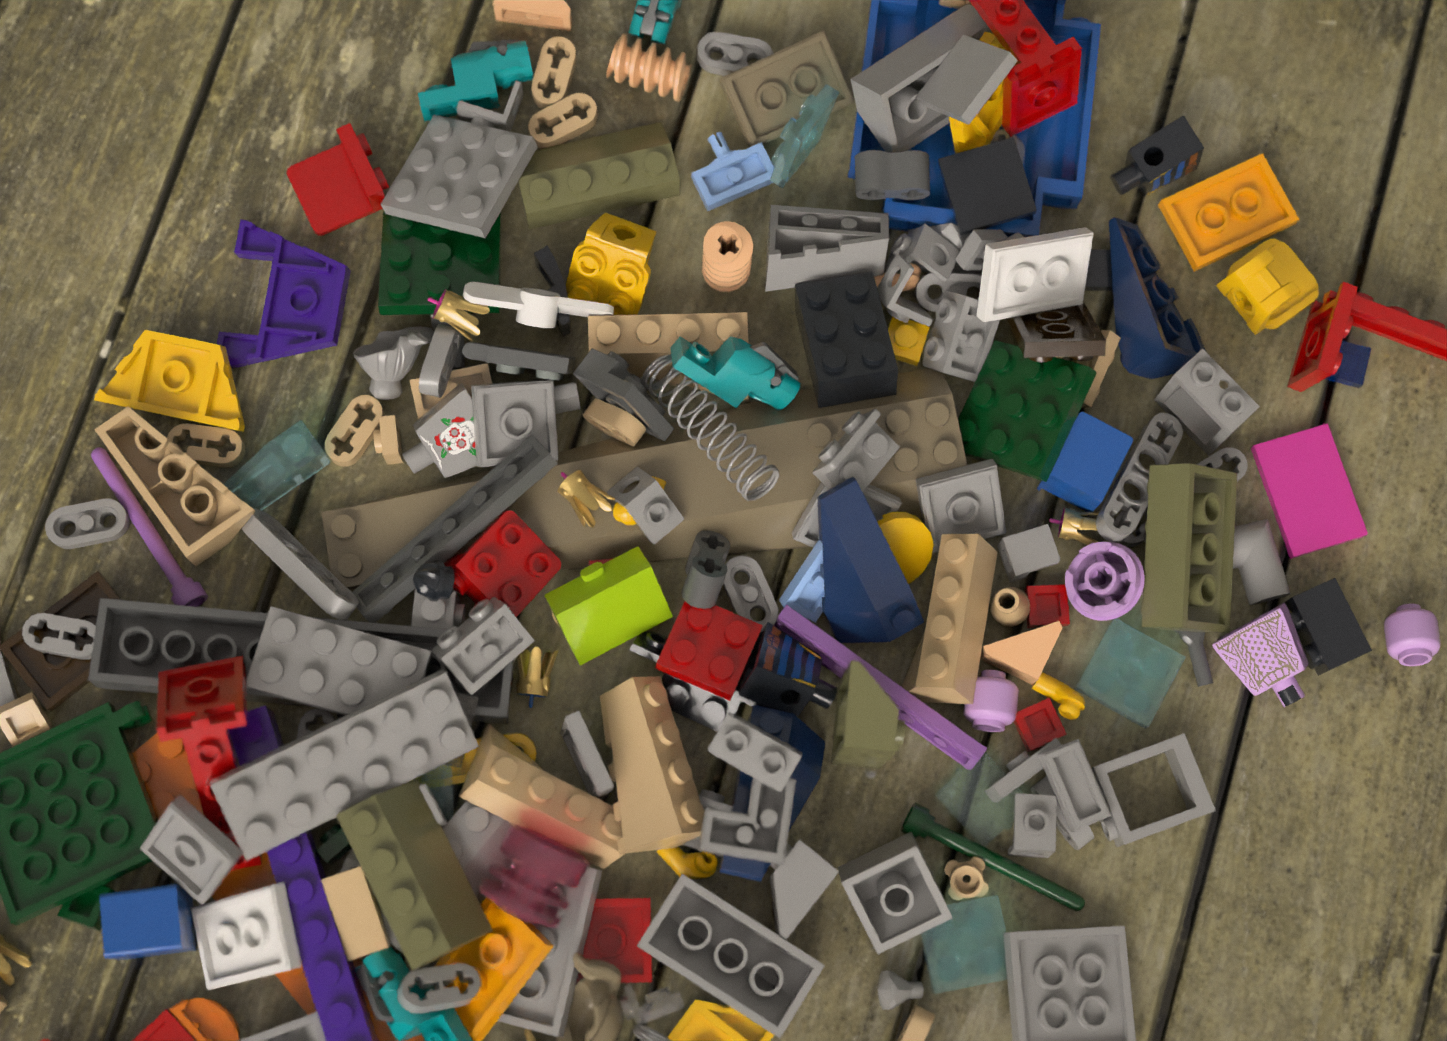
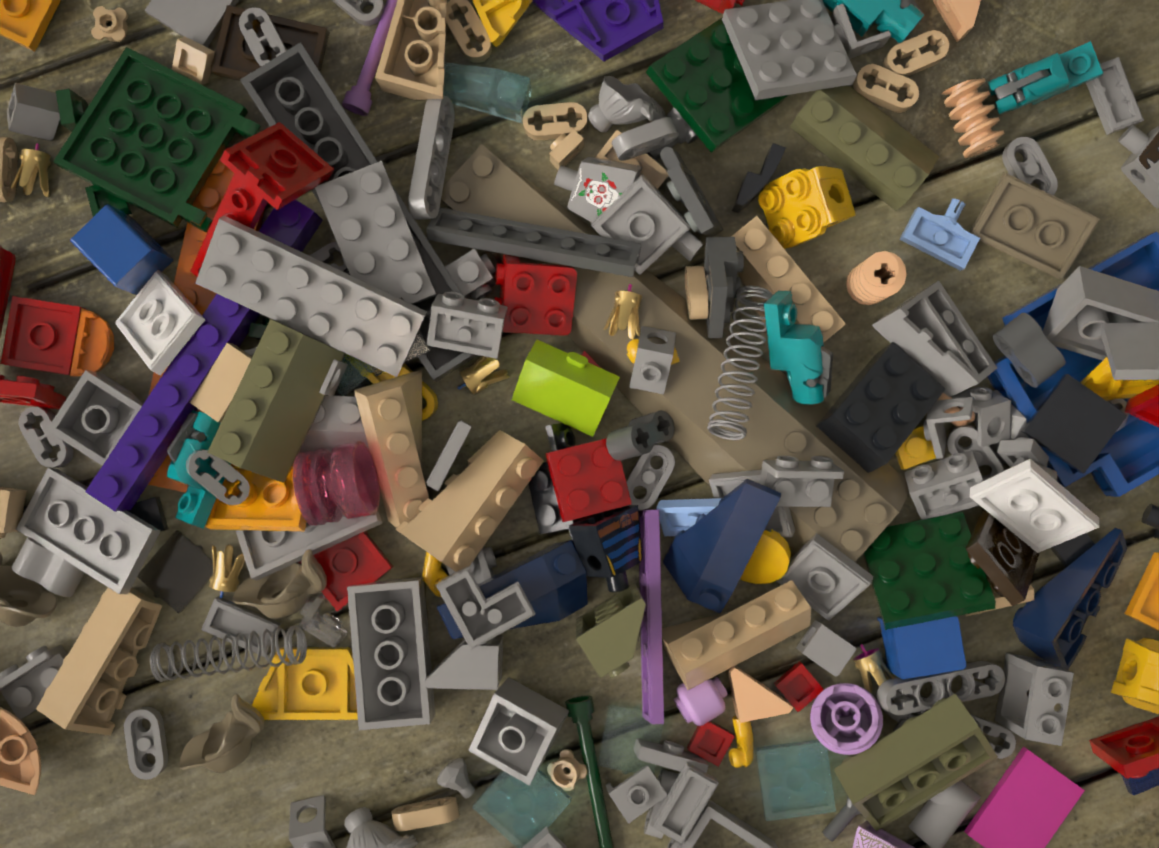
camera: 60 degrees right, 10 degrees up
(191, 849) = (178, 240): light grey tile -> none
(434, 580) = (486, 257): black plate -> none
(451, 310) = (688, 125): pearl gold piece -> none
(533, 305) = (734, 173): white piece -> none
(755, 751) = (534, 571): light grey bracket -> none
(802, 135) = (1009, 263): clear light blue plate -> none
(1013, 615) = (789, 658): tan cone -> none

